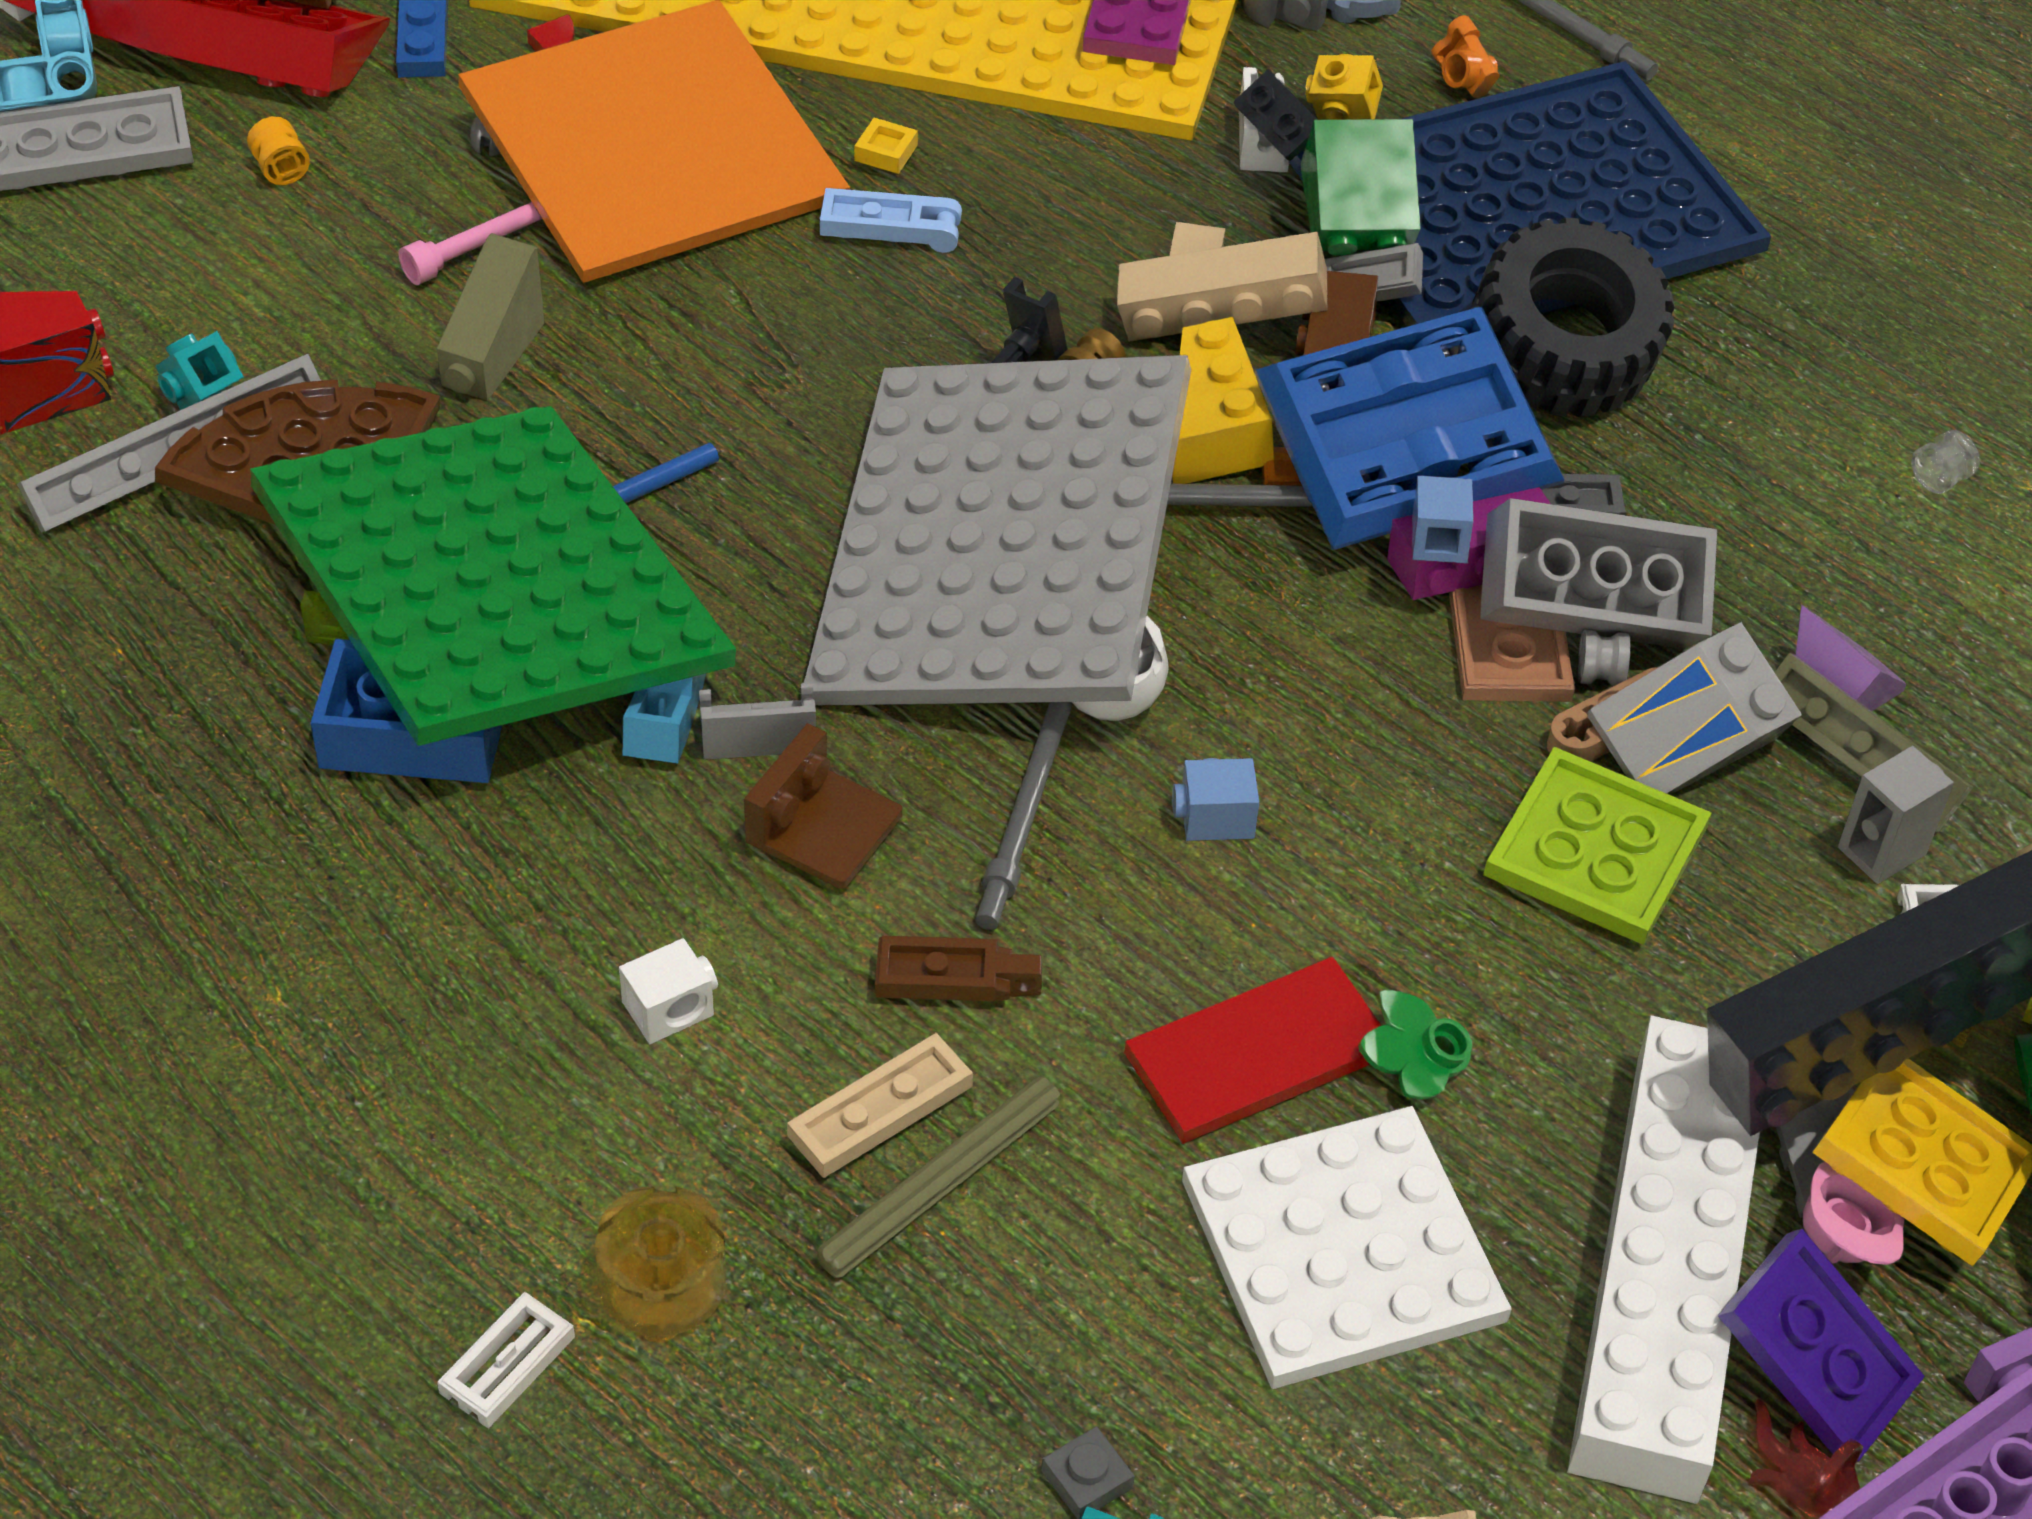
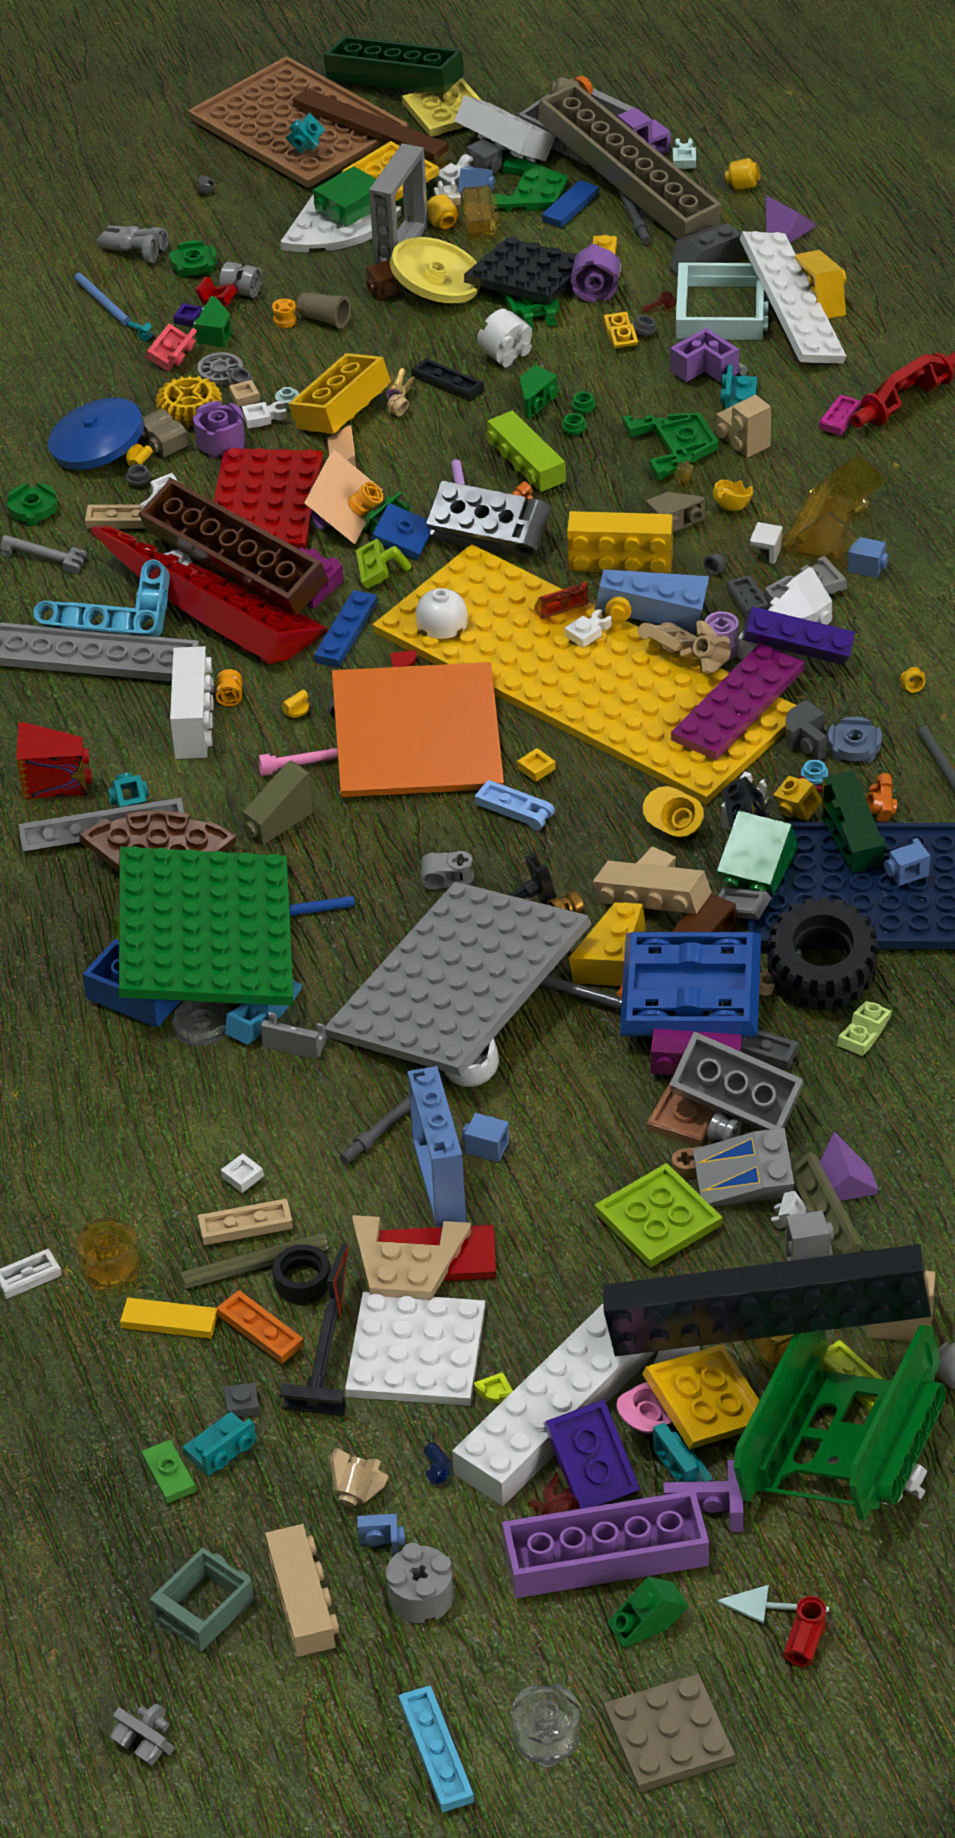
camera: 30 degrees right, 5 degrees down
(233, 188) = (191, 702): none -> white brick
(414, 151) = (296, 705): none -> yellow plate
(564, 750) = (200, 1022): none -> clear tile
(668, 990) = (181, 1143): white brick -> none
(816, 815) = (293, 1084): reddish brown bracket -> none
(817, 1010) = (242, 1173): none -> white plate
(844, 1352) = (169, 1318): none -> yellow tile
(846, 357) = (444, 869): none -> light grey piece
(954, 969) = (314, 1175): reddish brown hinge -> none
(1036, 1307) = (260, 1327): none -> orange plate
(1050, 1131) = (301, 1291): none -> black tyre
(1142, 742) = (436, 1146): none -> medium blue window
(1171, 159) = (673, 811): none -> yellow piece
(1229, 1415) = (314, 1396): none -> black piece
(1232, 1095) = (403, 1267): none -> tan wing
(1331, 41) = (814, 771): none -> medium azure plate
(1416, 1045) = (501, 1272): green plate -> none
(1442, 519) = (669, 1034): medium blue brick -> none
(1472, 100) = (851, 822): none -> dark green wedge
(1538, 1272) = (494, 1388): none -> neon yellow tile
(1541, 1465) = (440, 1464): none -> clear blue arm
(1595, 140) = (908, 863): none -> medium blue brick
(1692, 422) = (865, 1028): none -> yellowish green slope
(1811, 769) = (790, 1205): none -> white tile
(1957, 1292) = (677, 1457): none -> teal bracket

